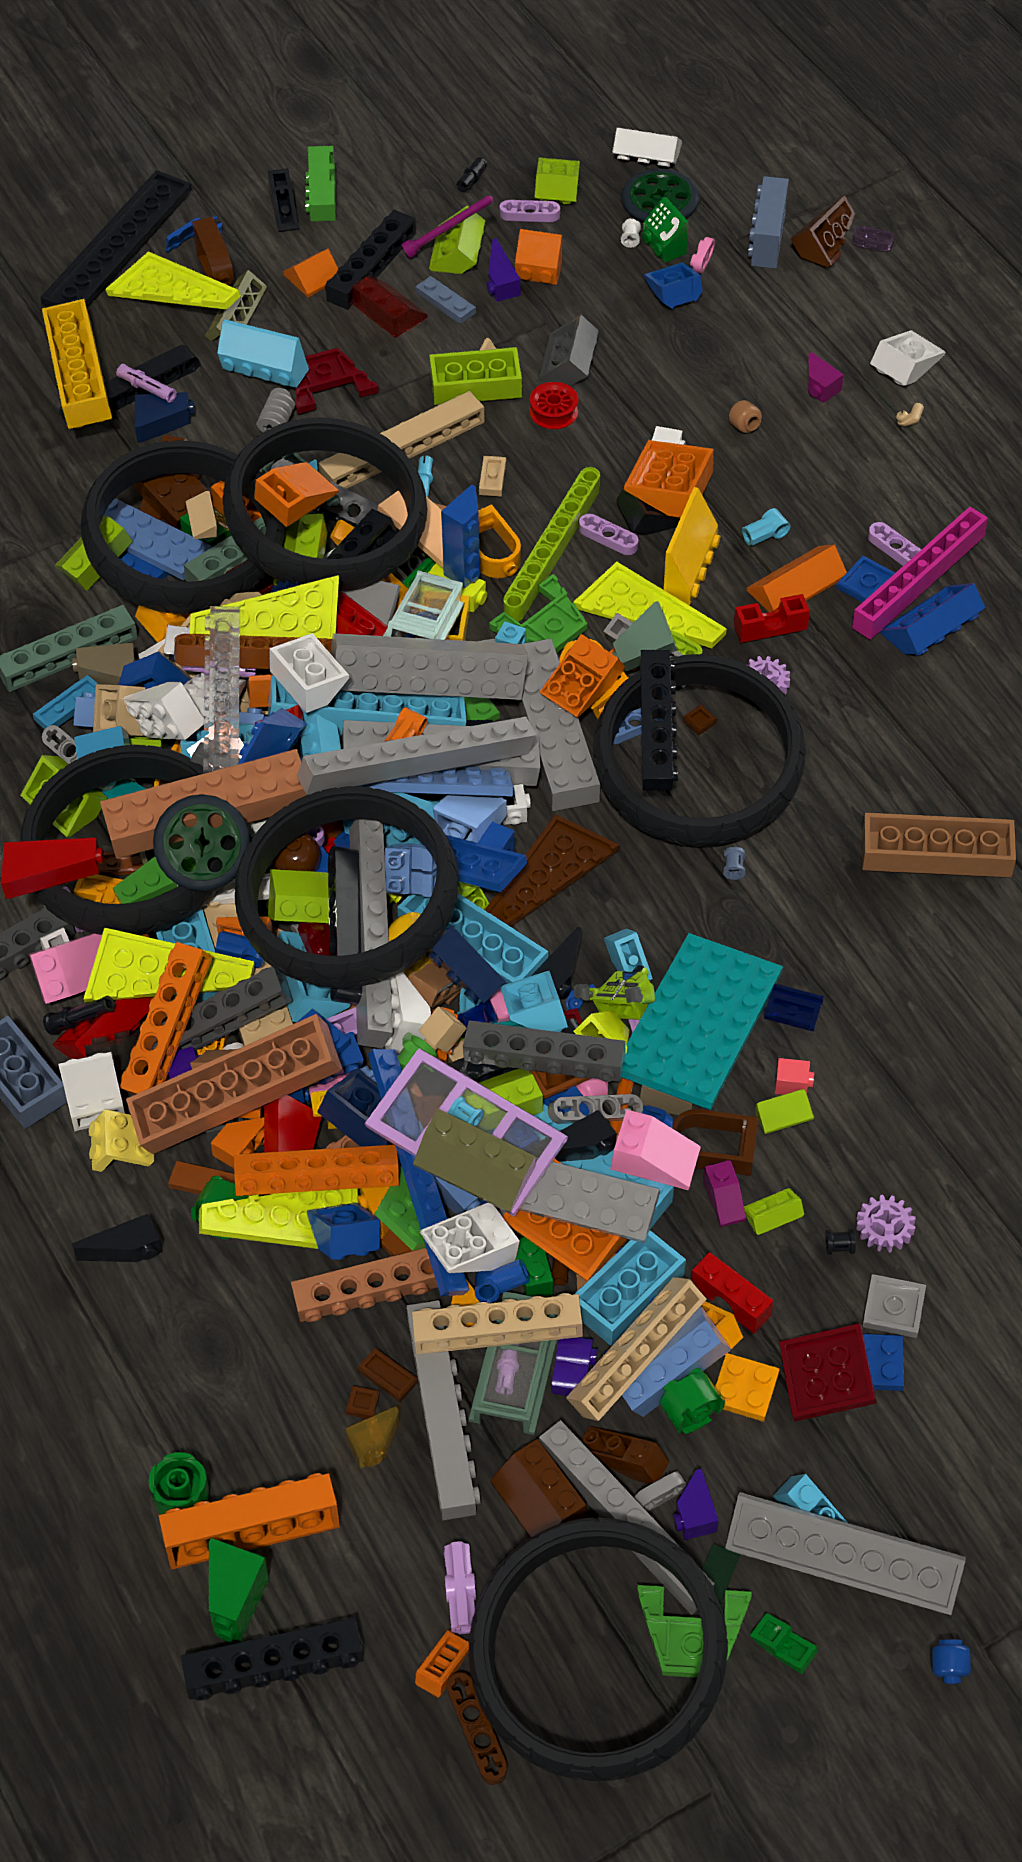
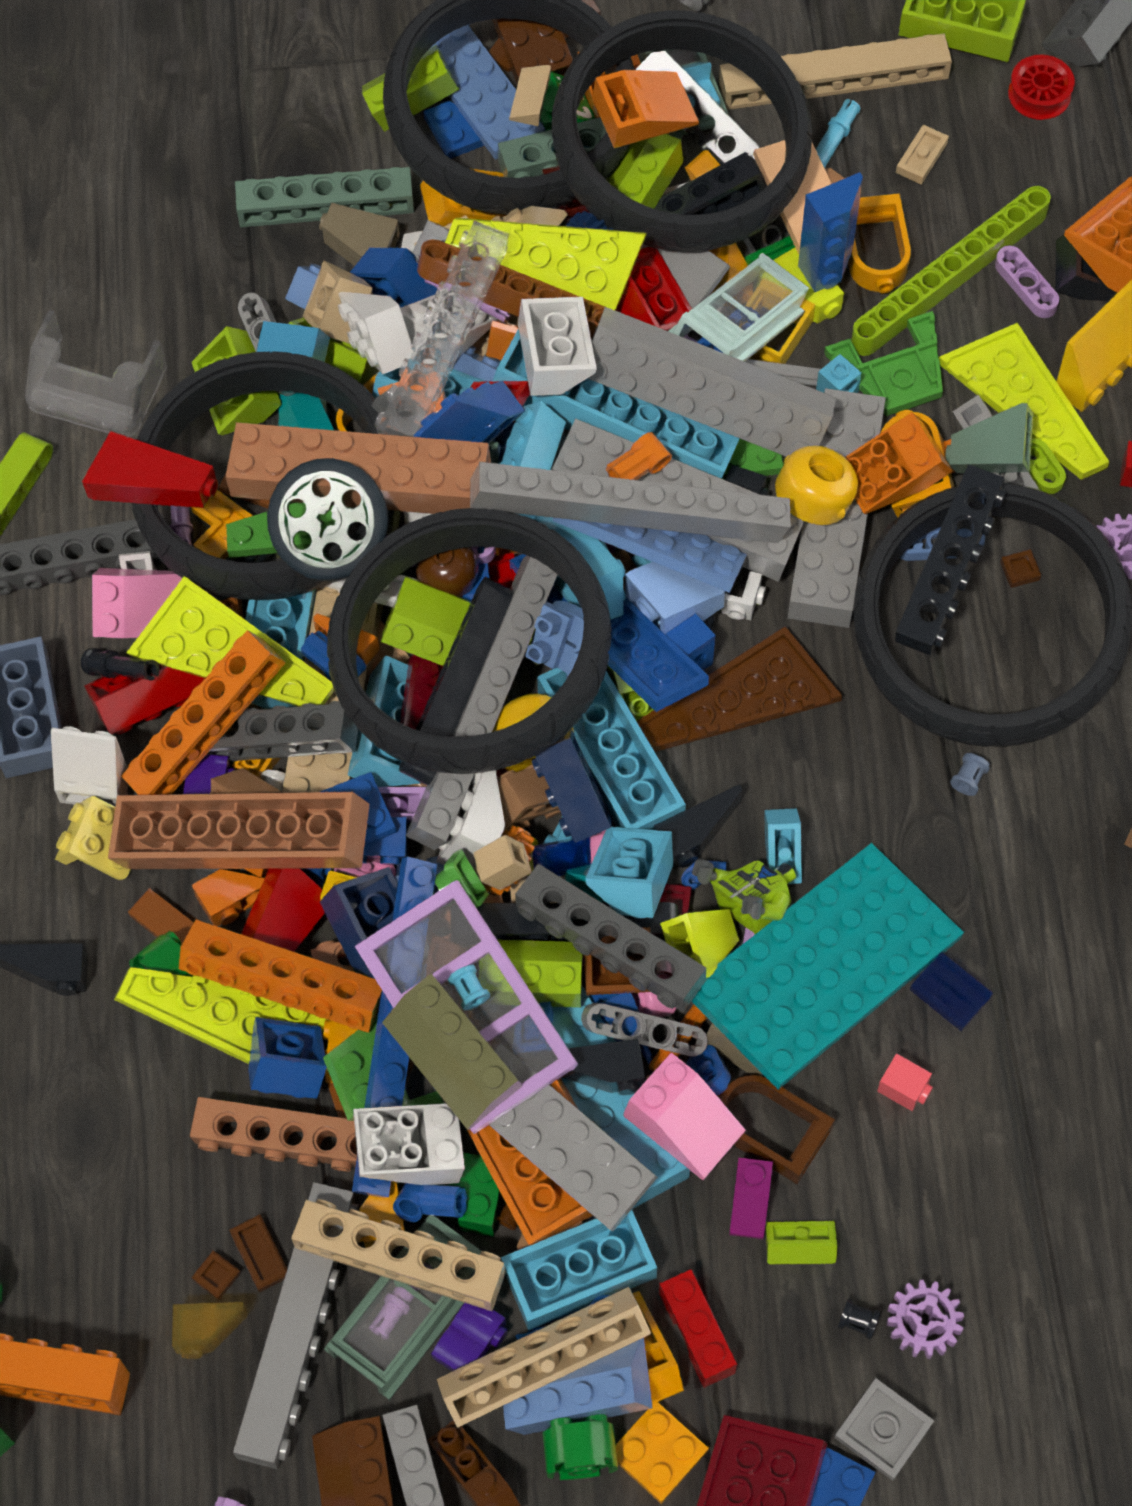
camera: 25 degrees right, 10 degrees up
(63, 706) = (280, 271): dark azure plate -> none
(119, 1047) = (134, 727): clear smoke brick -> none
(540, 702) = (818, 484): none -> yellow piece
(784, 1111) = (874, 1121): lime slope -> none

